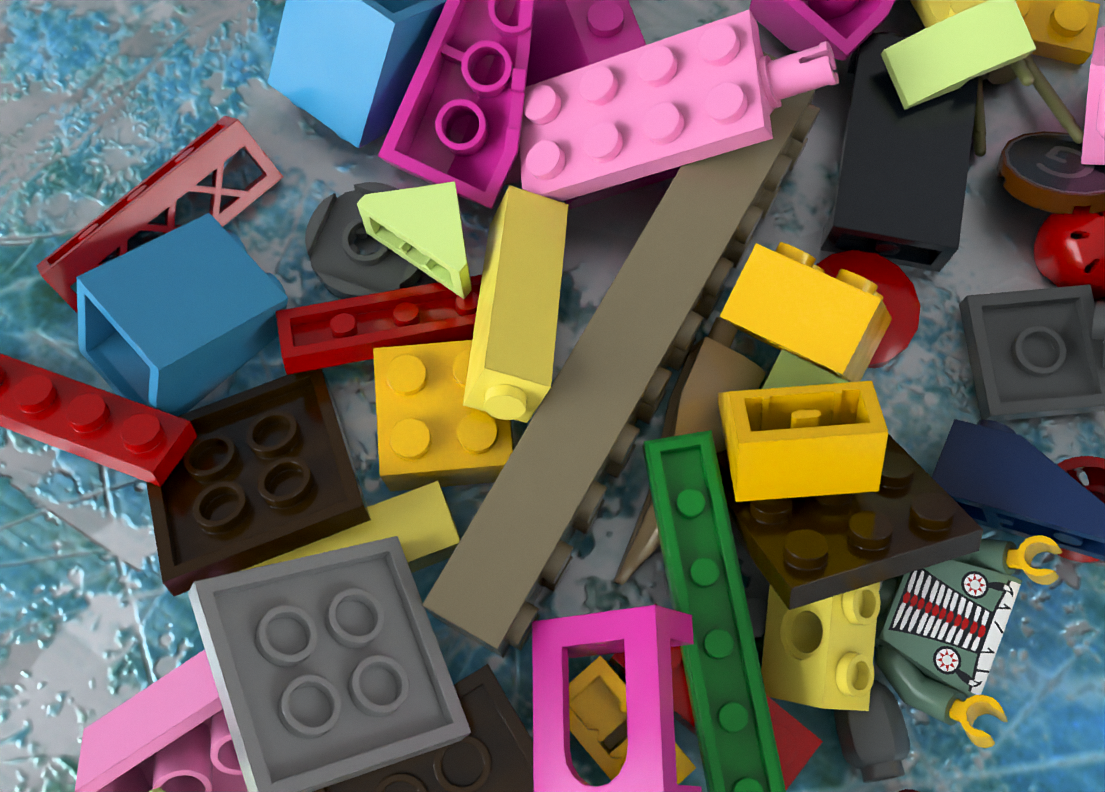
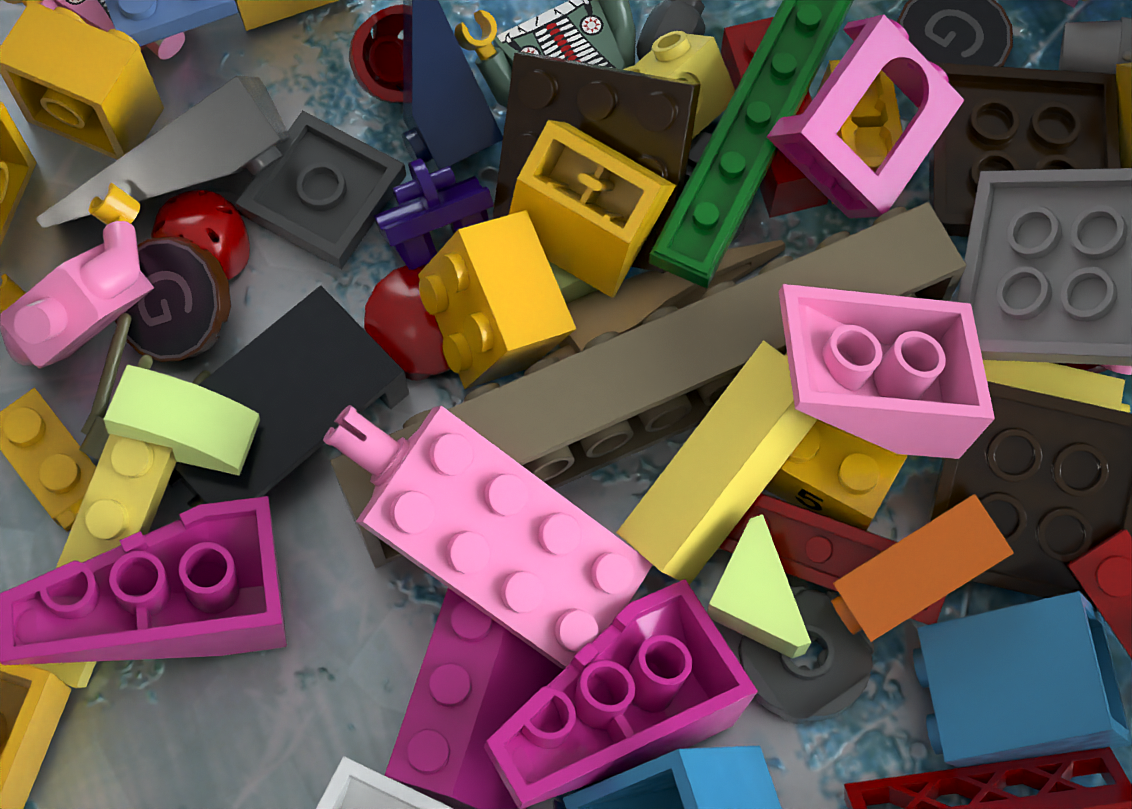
camera: 145 degrees left, 5 degrees down
(302, 324) = (920, 569): none -> orange brick
(432, 429) = (888, 368): none -> bright pink slope
(932, 387) = (428, 204): none -> dark purple hips

